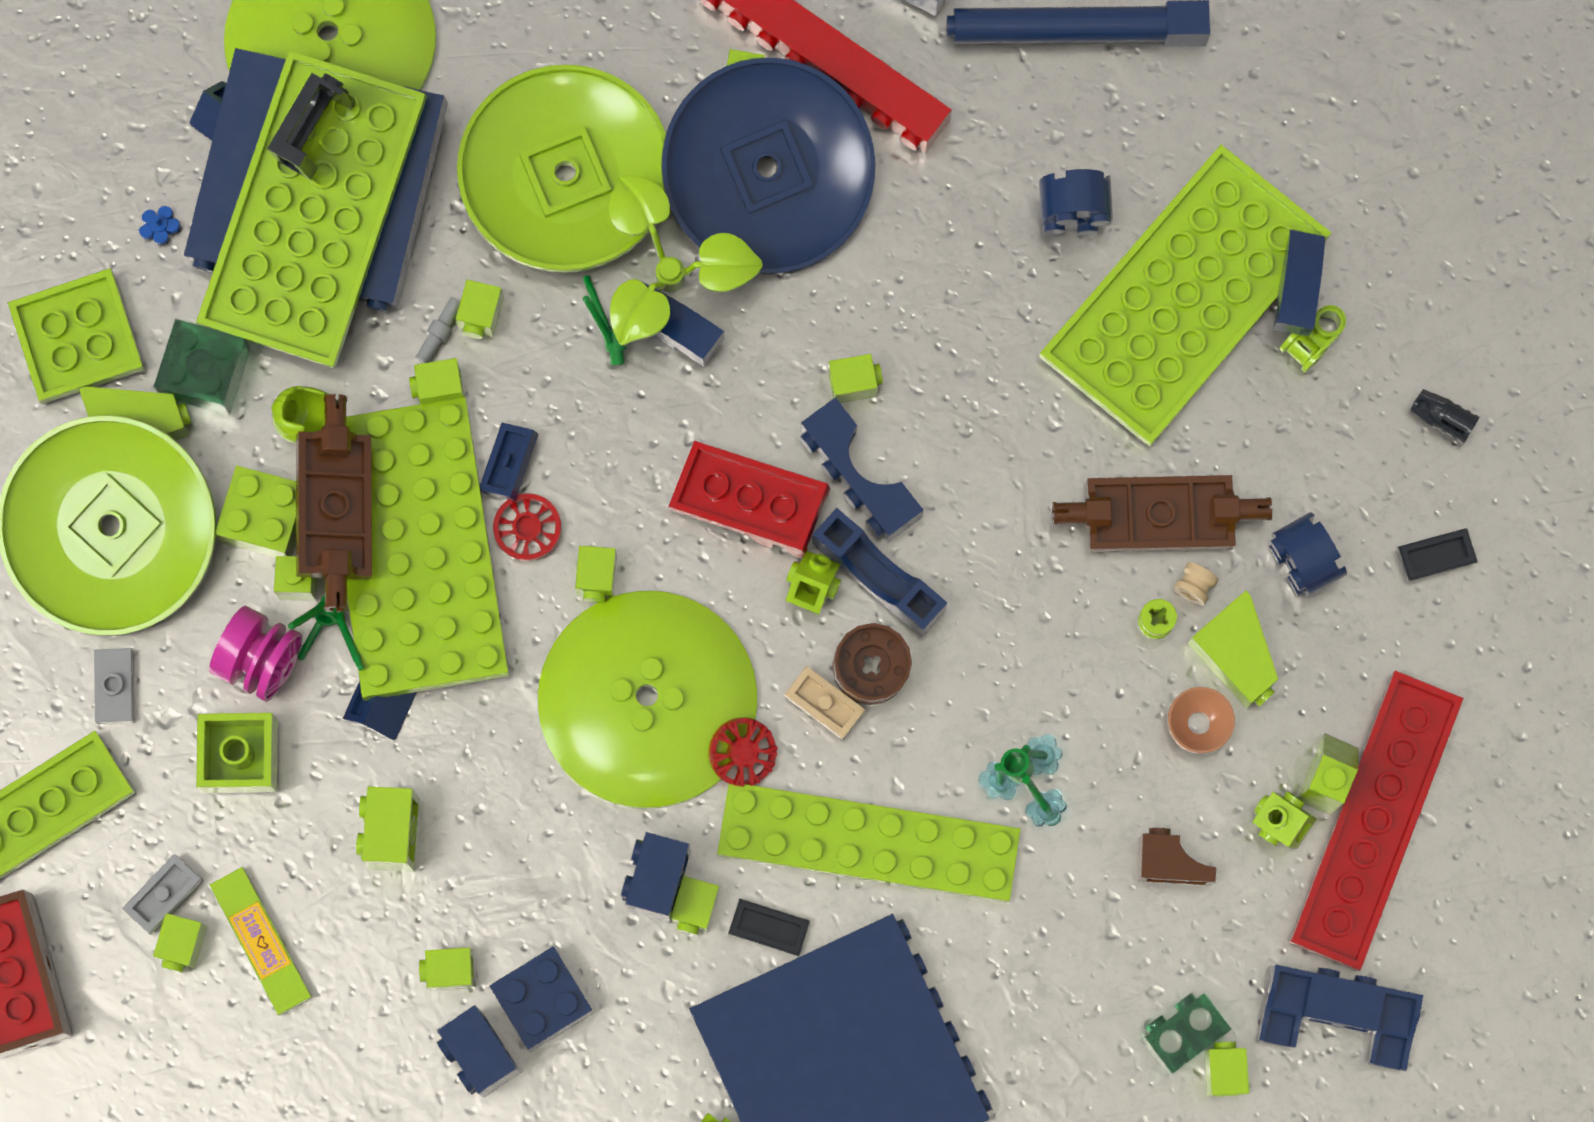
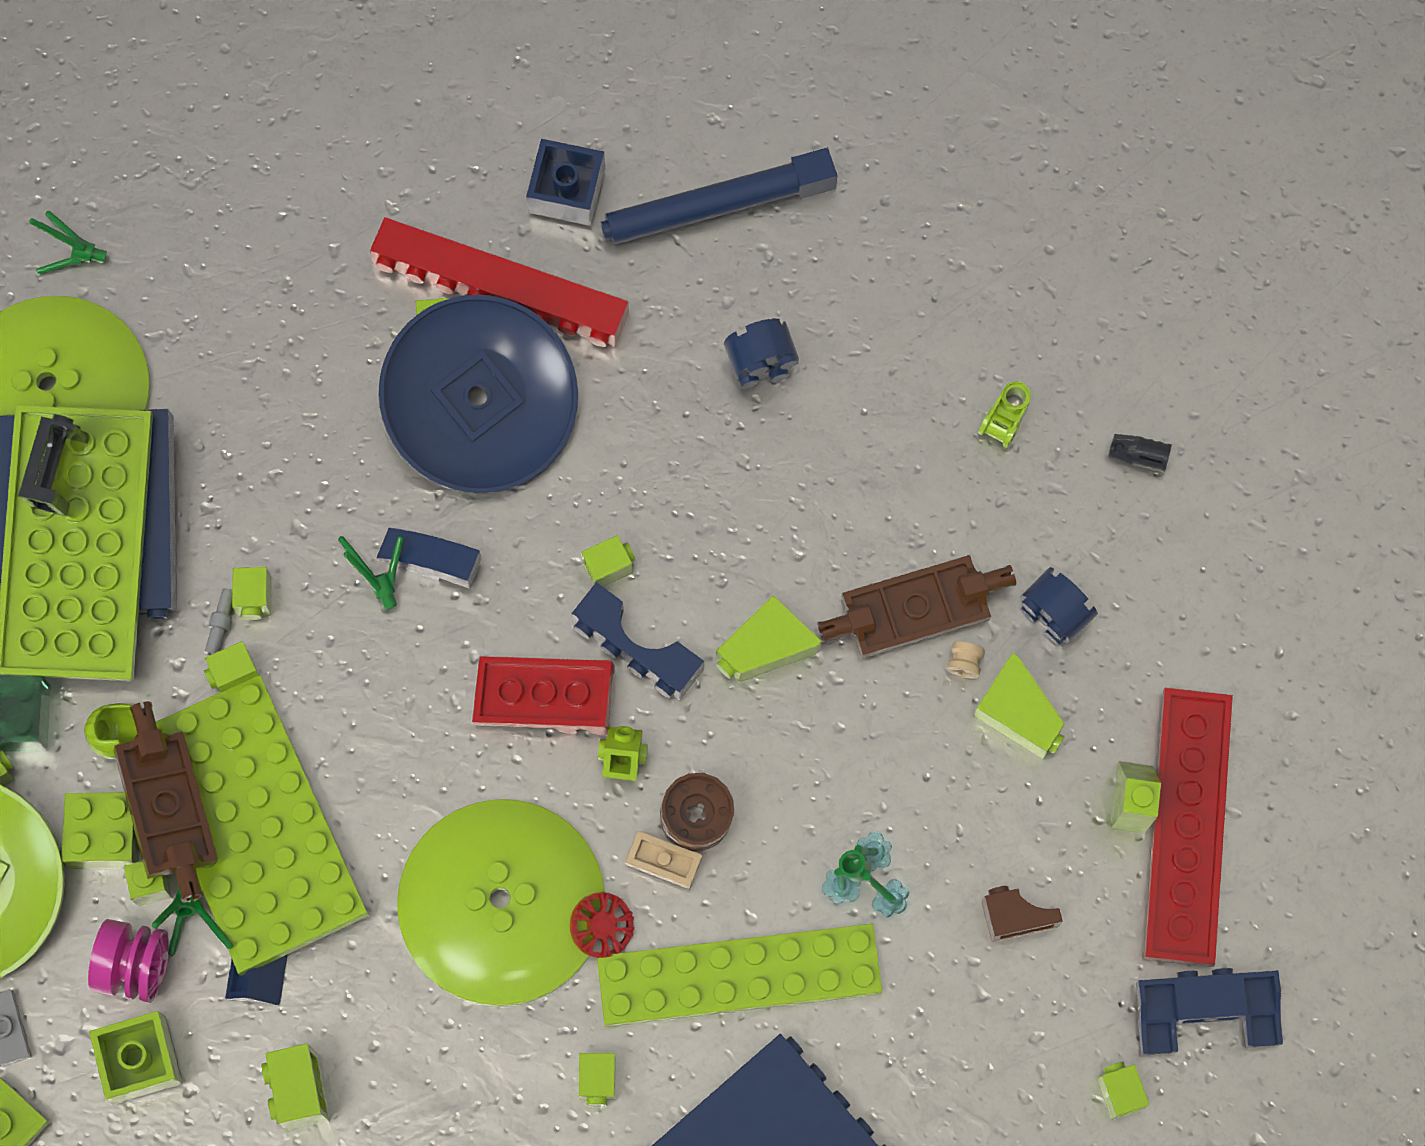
camera: 15 degrees left, 5 degrees down
(508, 461) = (315, 721): dark blue plate -> none
(527, 527) = (348, 776): red wheel -> none
(530, 131) = (285, 402): lime dish -> none
(595, 573) = (422, 800): lime brick -> none
(640, 310) = (402, 552): lime plant -> none
(657, 876) = (556, 1061): dark blue brick -> none
(769, 927) = (670, 1079): black tile -> none
(897, 590) = (702, 740): dark blue arch -> none
(993, 508) = (766, 642): none -> lime slope
(1152, 625) = (937, 707): lime wheel -> none
(1180, 296) = (881, 409): lime plate -> none
(1190, 1041) = (1082, 1072): clear green brick -> none
(1210, 704) = (1014, 765): nougat piece -> none
(1295, 820) = (1117, 848): lime brick -> none
(1300, 283) = (980, 370): dark blue slope -> none
(1437, 554) = (1170, 575): black tile -> none

